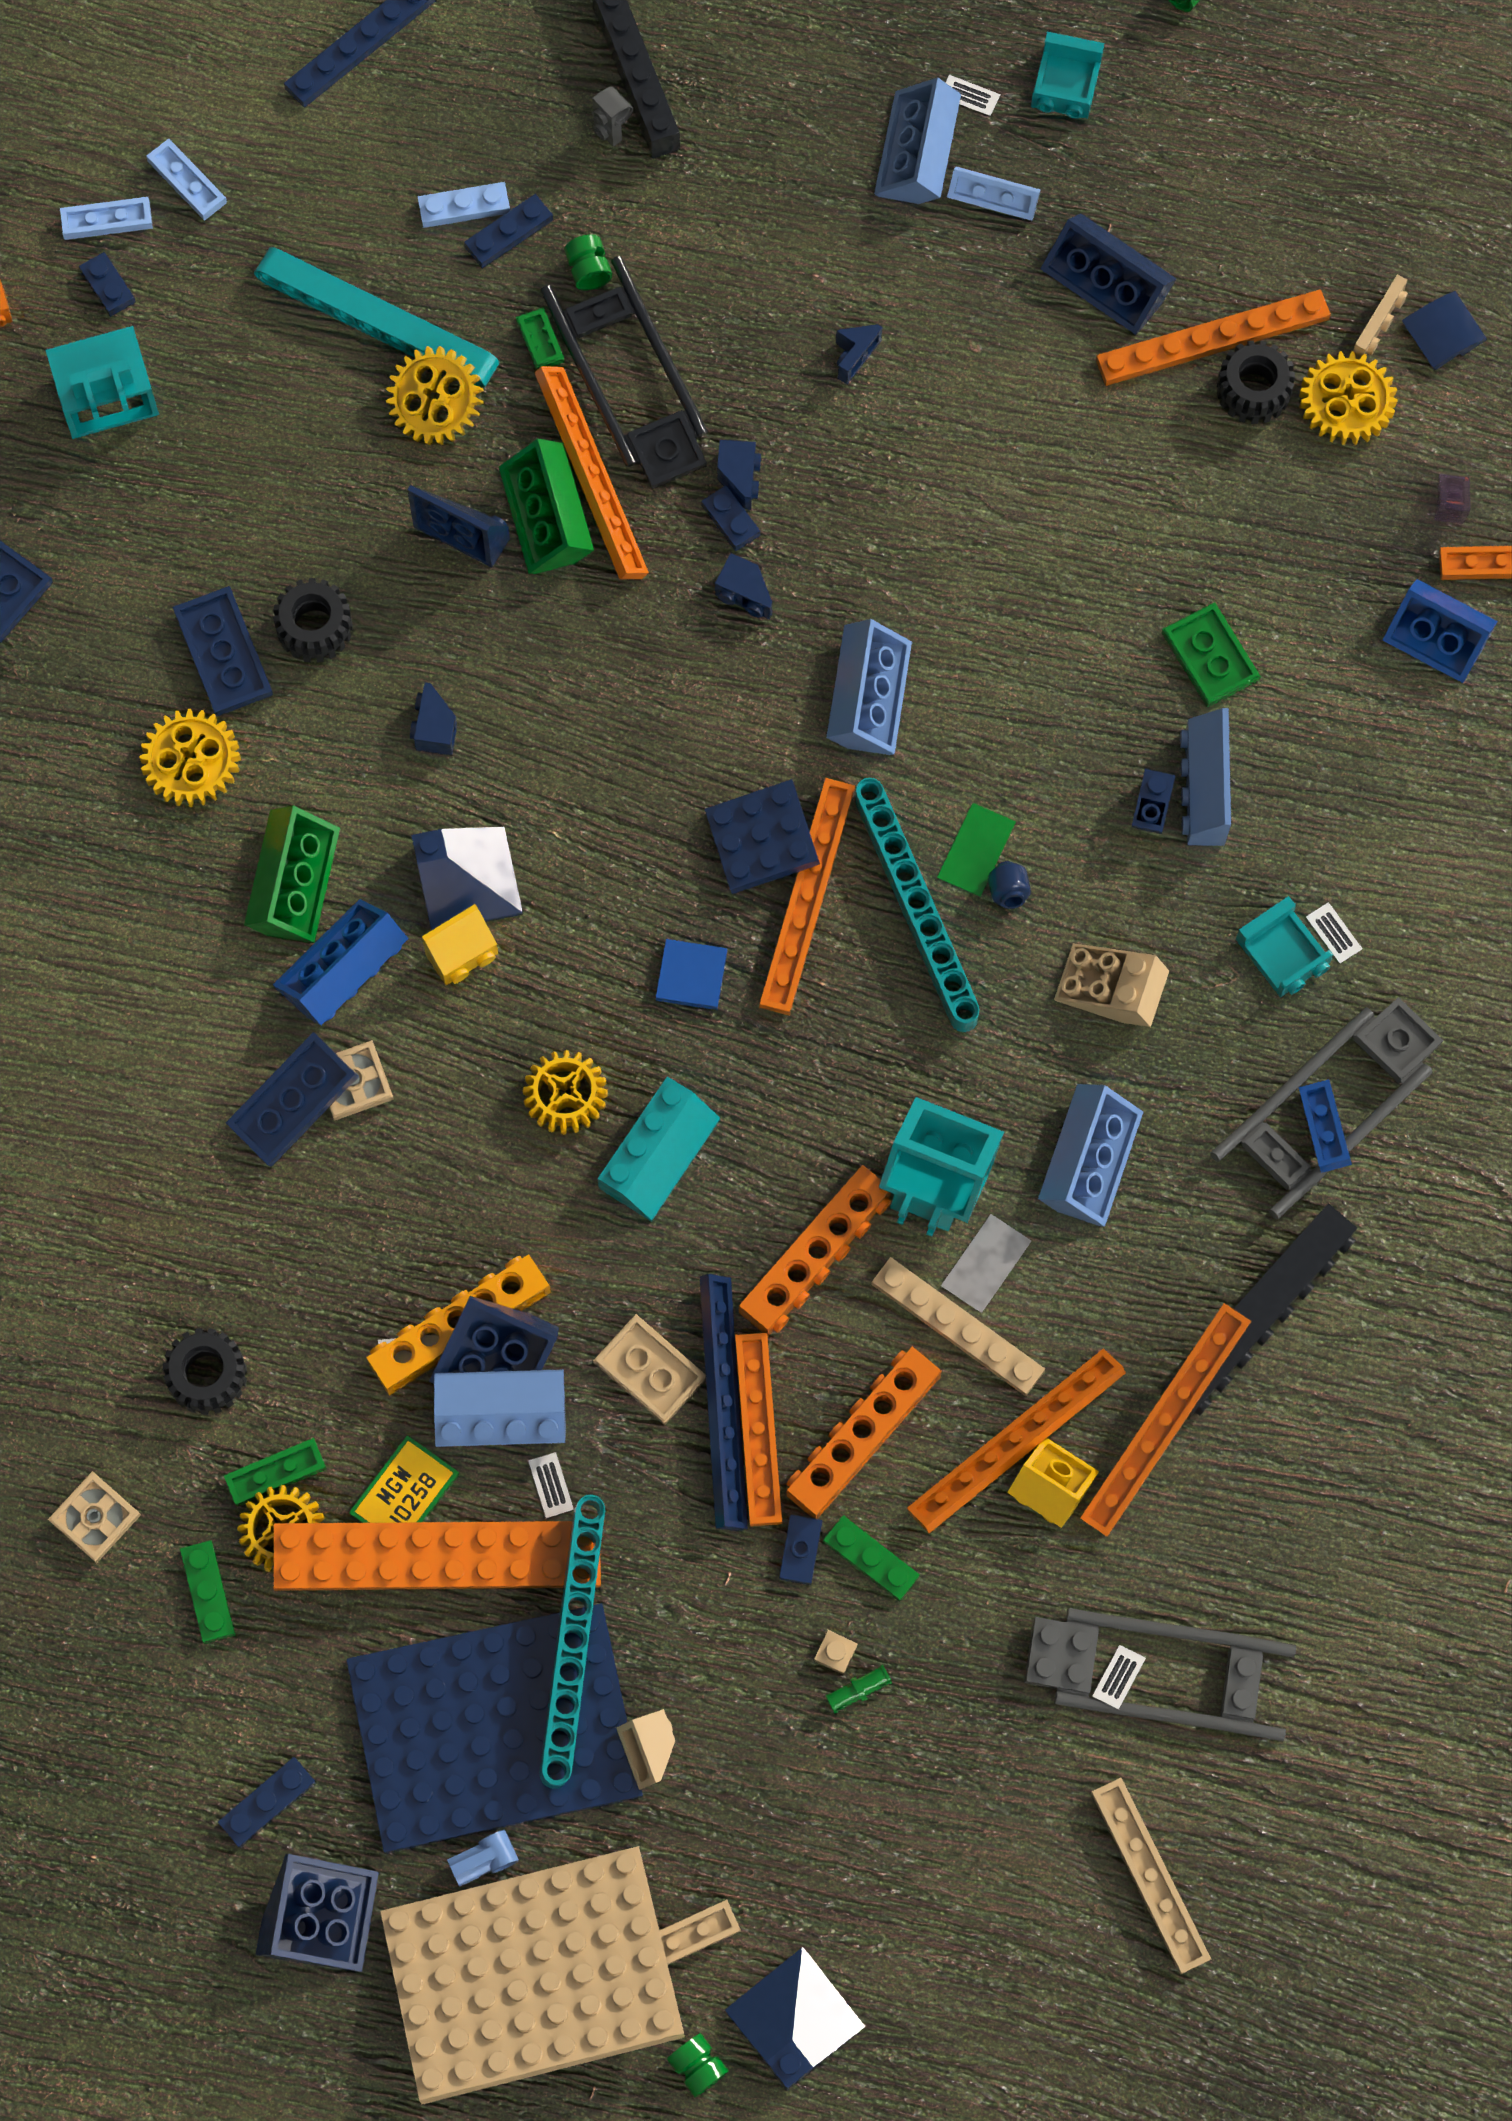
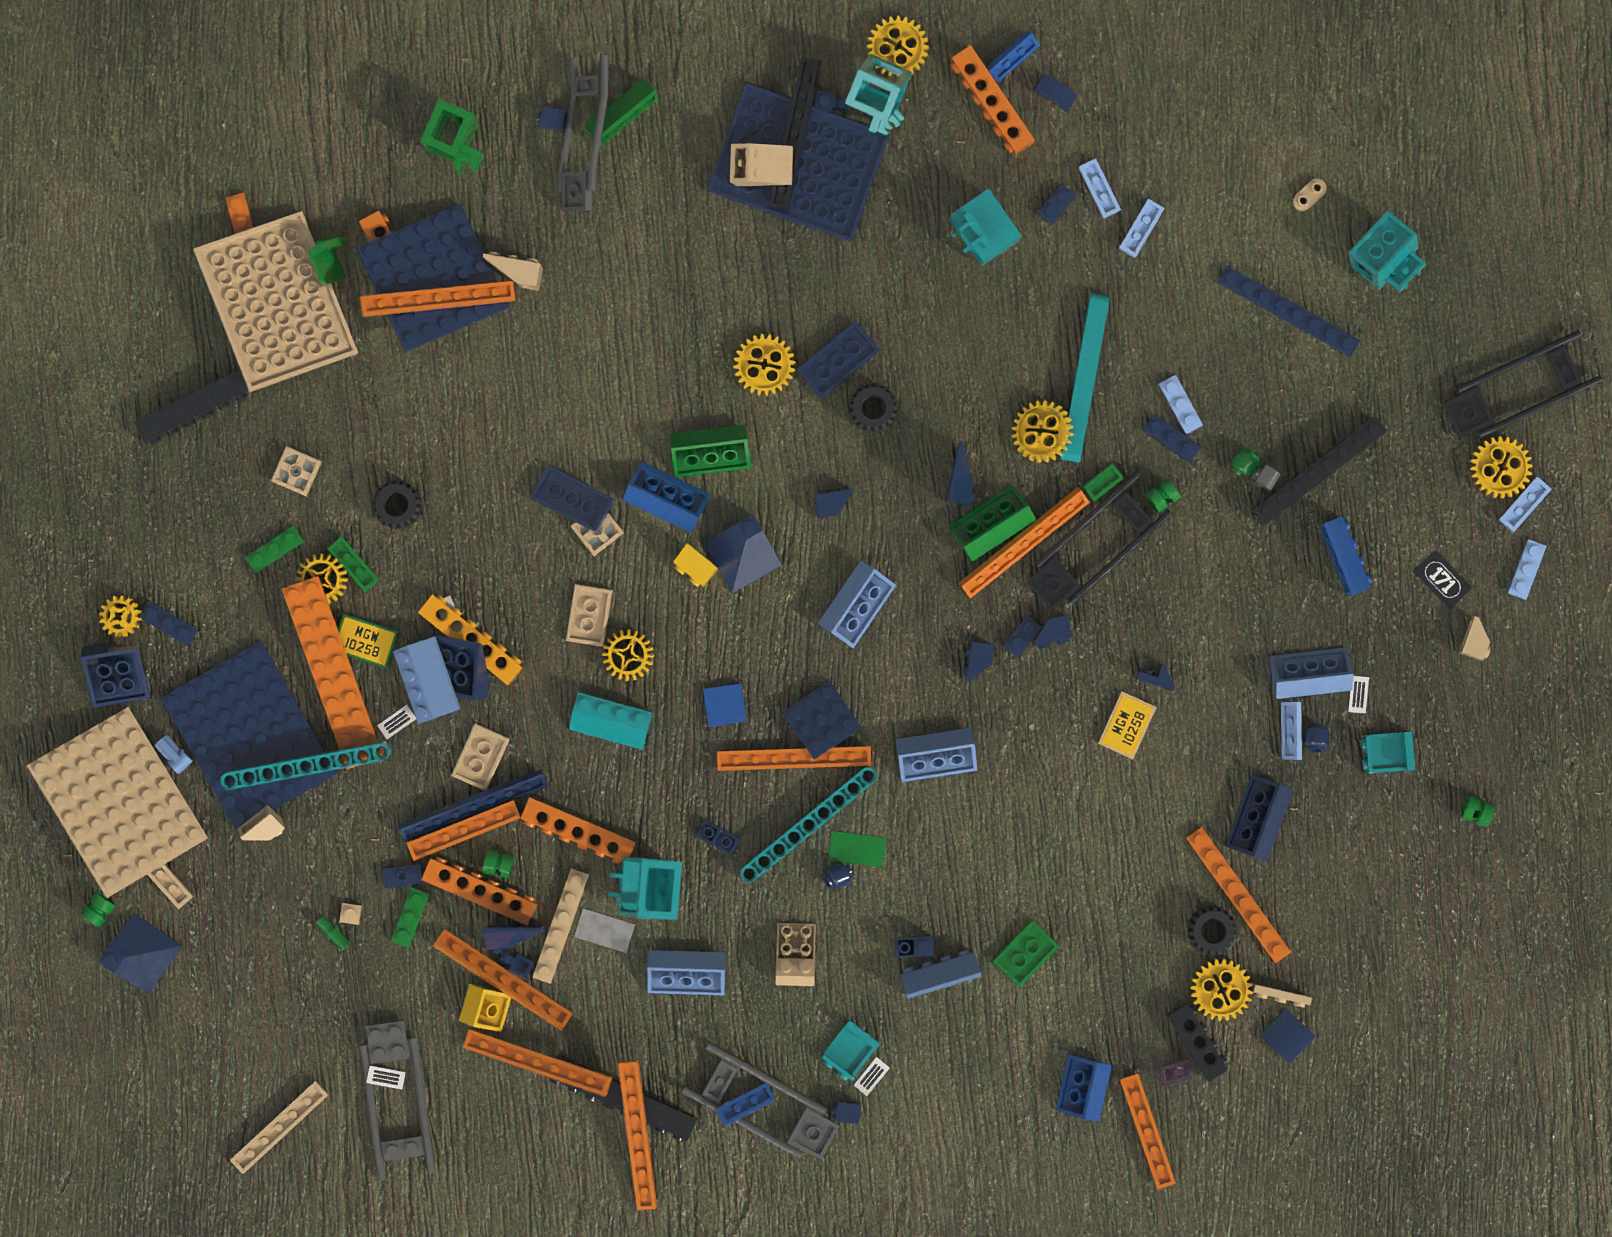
camera: 70 degrees right, 15 degrees up
(214, 1880) = (114, 610): none -> yellow gear
(483, 1135) = (589, 615): none -> tan tile
(579, 139) = (1245, 462): none -> green head
(601, 734) = (857, 604): none -> medium blue slope
(763, 50) = (1344, 556): none -> blue slope
(828, 1390) = (498, 863): none -> green wheel
(894, 1045) = (718, 837): none -> dark blue slope
(912, 414) = (1127, 725): none -> yellow tile
(949, 1409) = (505, 936): none -> dark blue slope
(1001, 1407) = (519, 966): none -> dark blue plate
(1016, 162) = (1316, 738): none -> dark blue head
(1326, 1298) = (637, 1134): none -> orange plate
(1377, 471) = (1178, 1018): none -> black brick
(1379, 980) = (846, 1111): none -> dark blue brick

